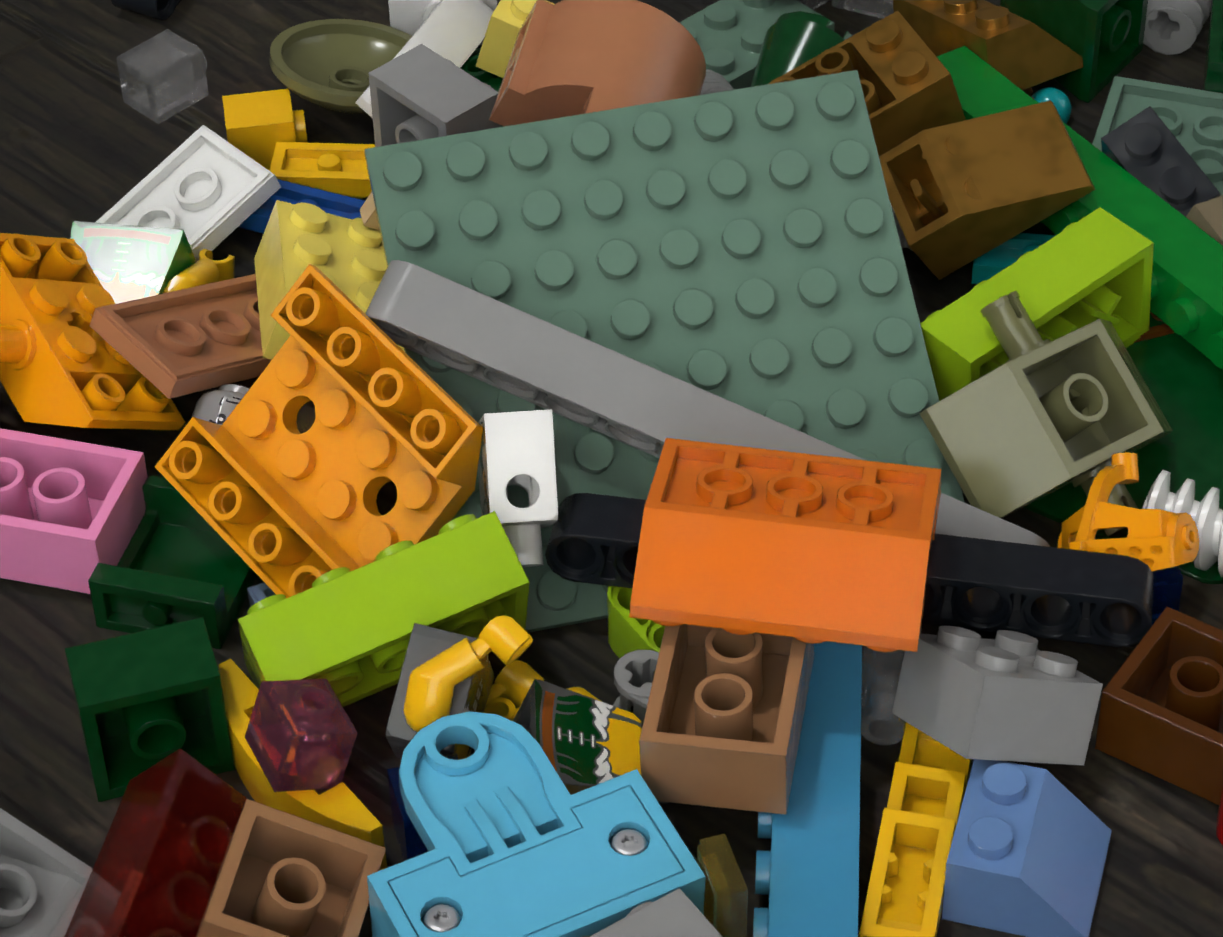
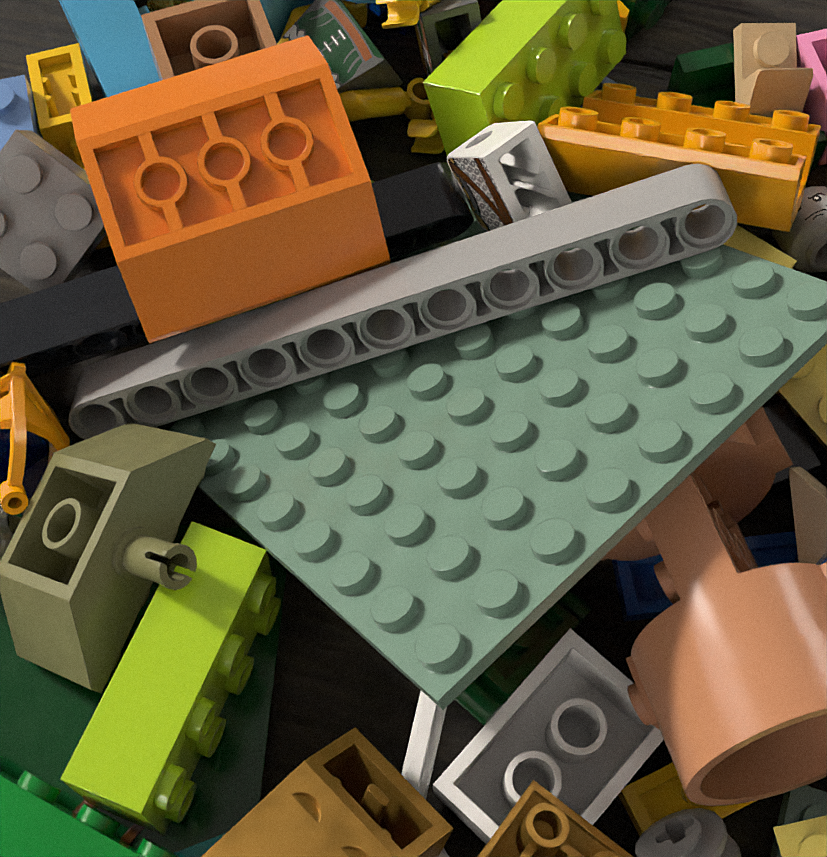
camera: 150 degrees right, 25 degrees up
(157, 535) = (768, 68): none -> tan slope

